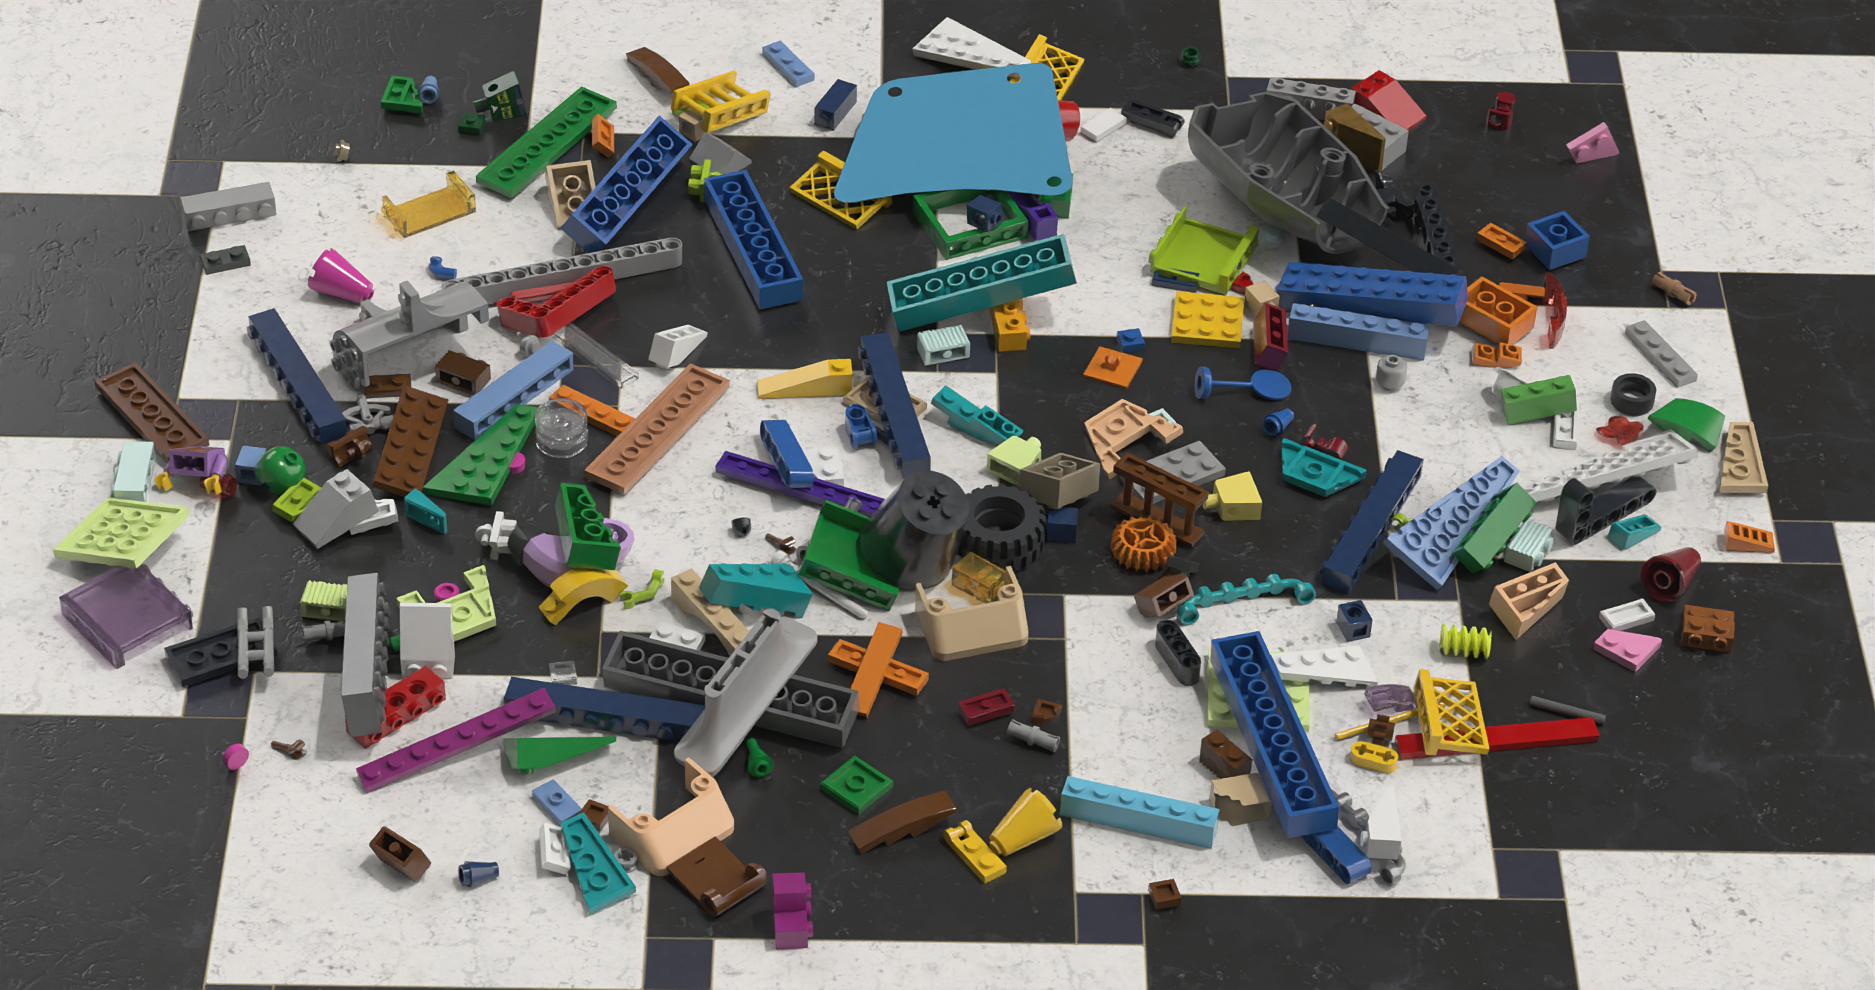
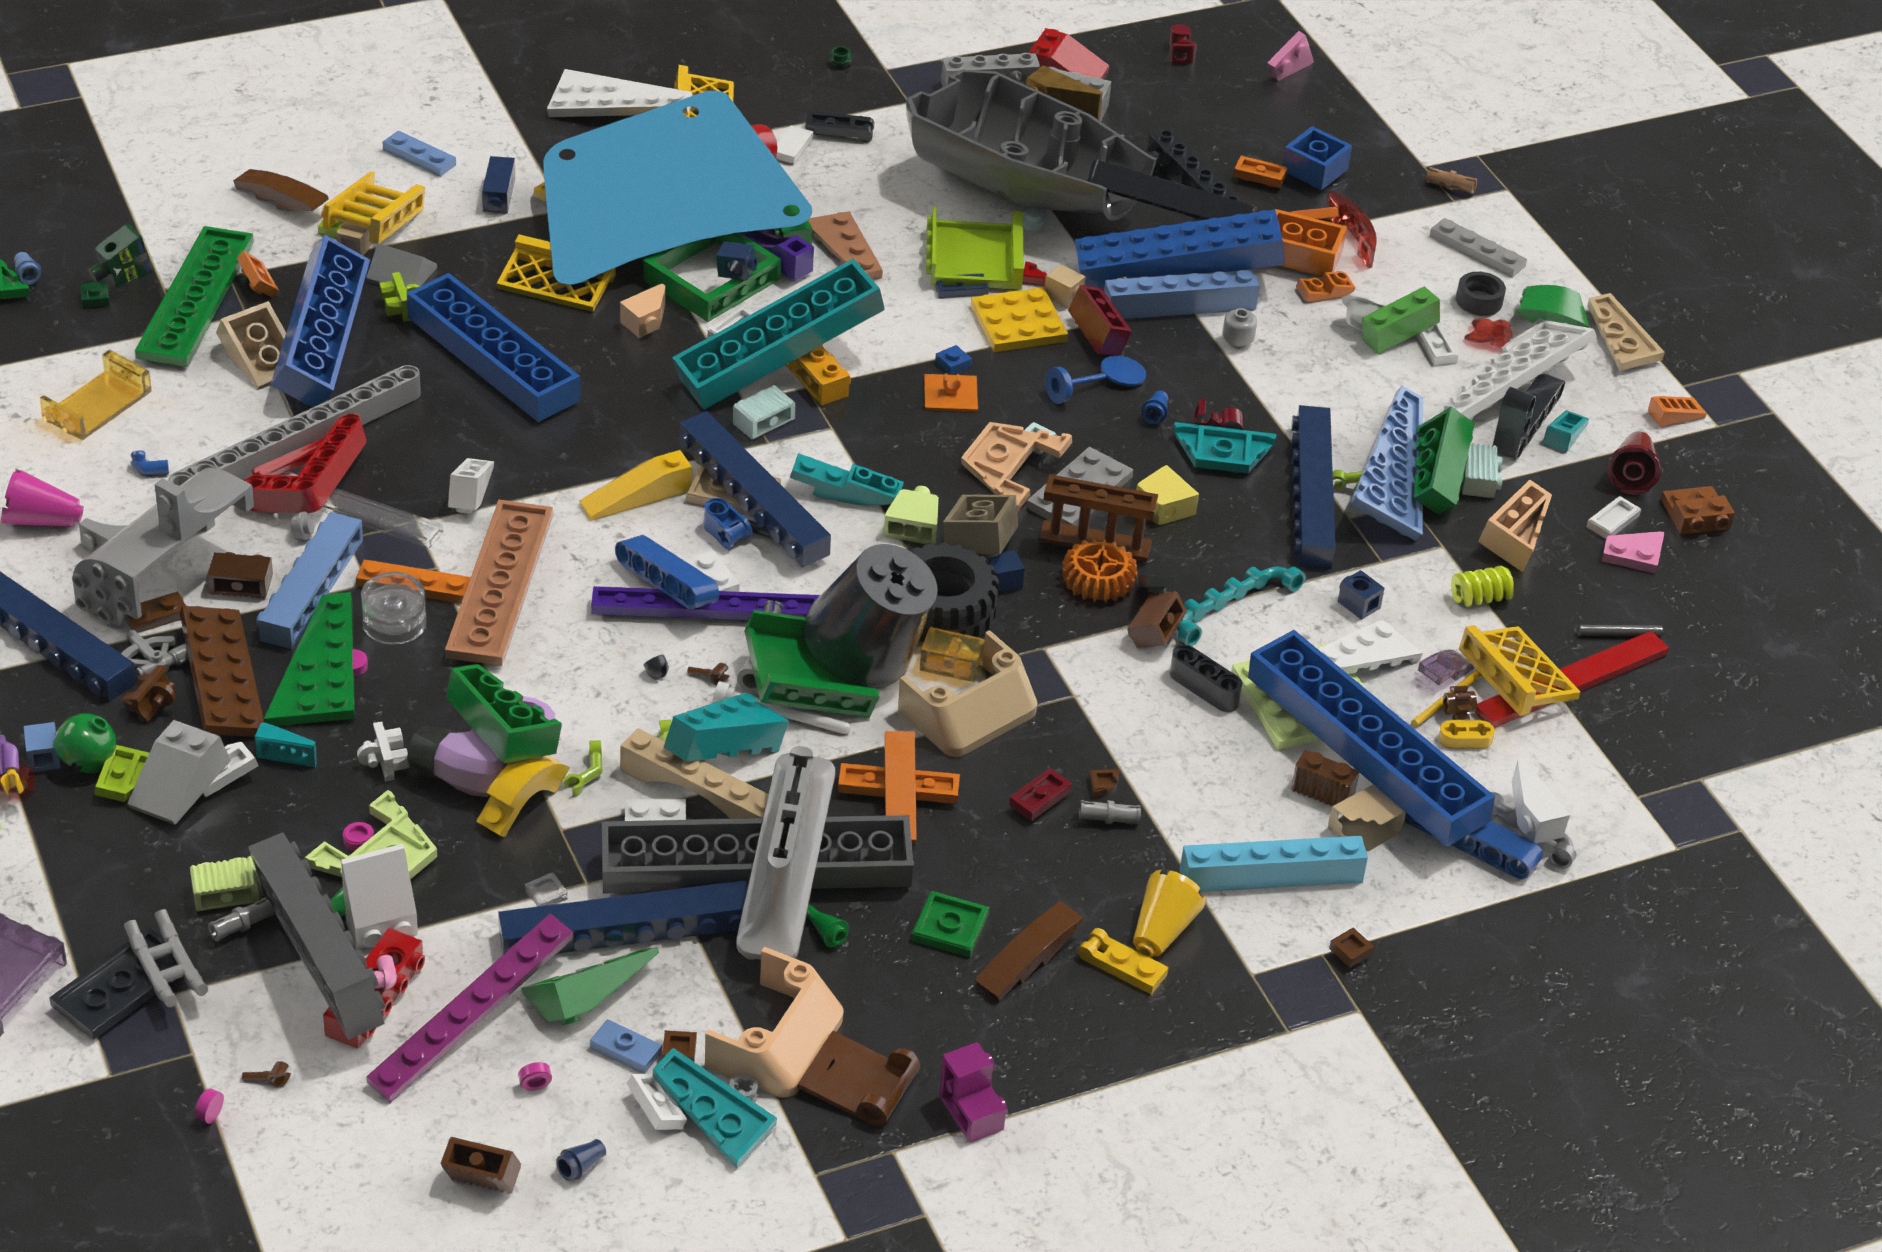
camera: 25 degrees left, 0 degrees up
(401, 699) = (387, 974): none -> bright pink arm
(476, 804) = (535, 1076): none -> dark pink tile
(895, 238) = (644, 311): none -> light nougat slope
(1098, 220) = (845, 241): none -> nougat wing

